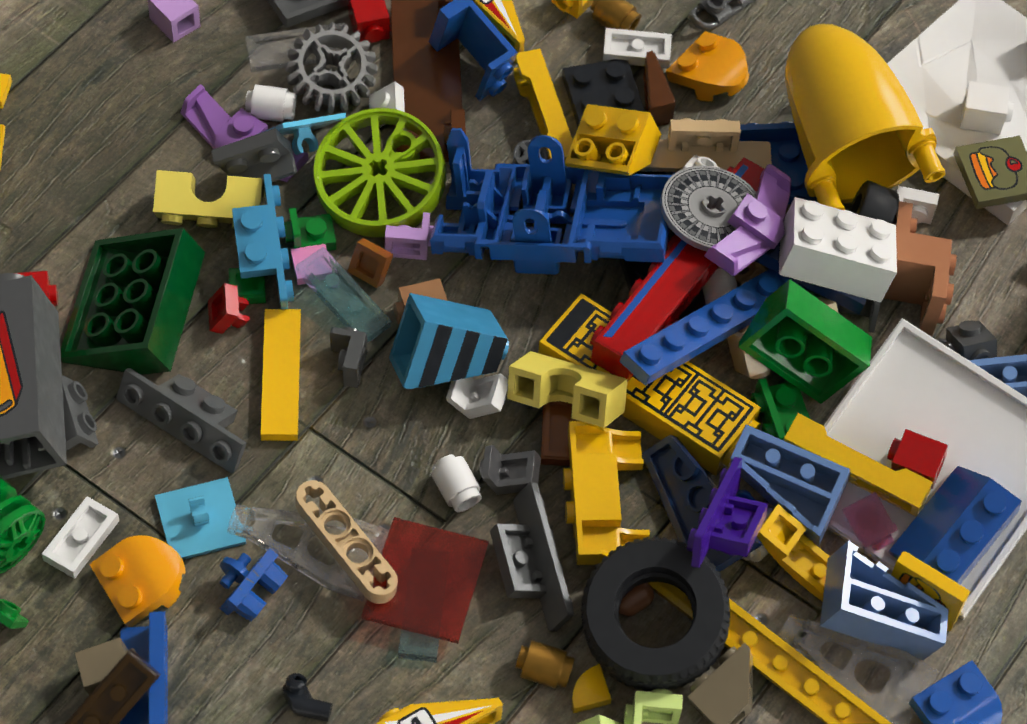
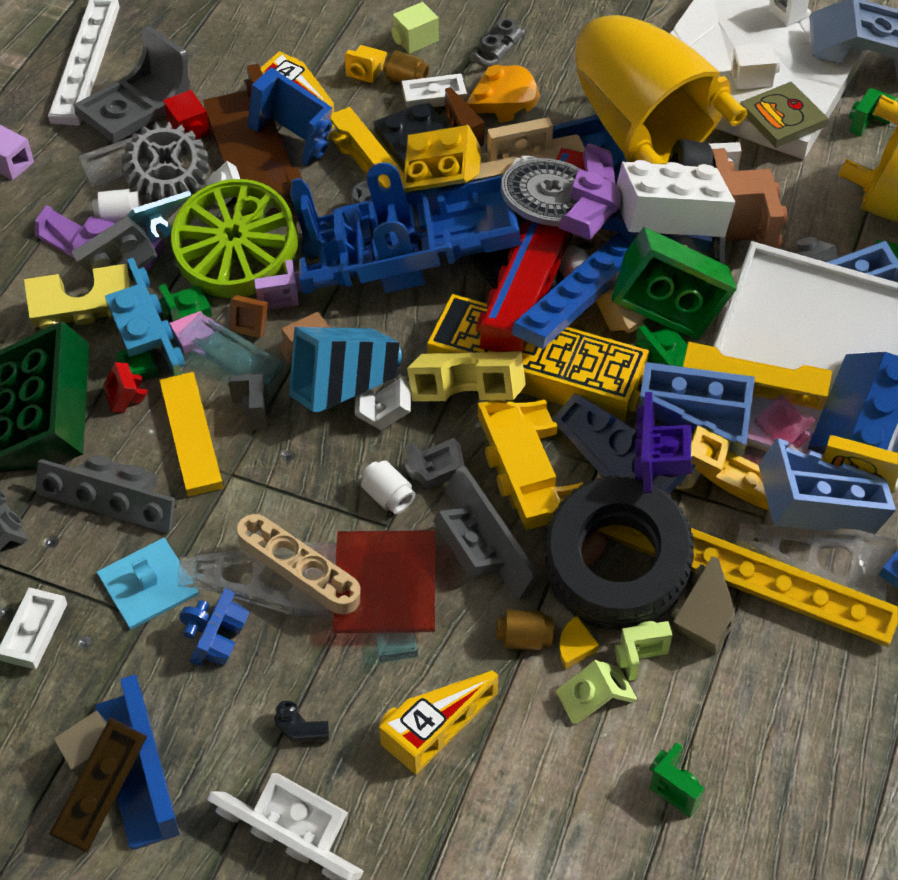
camera: 10 degrees left, 5 degrees down
(140, 576) = (101, 649): light orange slope -> none
(555, 433) = (465, 421): dark orange tile -> none
(918, 455) = (808, 349): red brick -> none

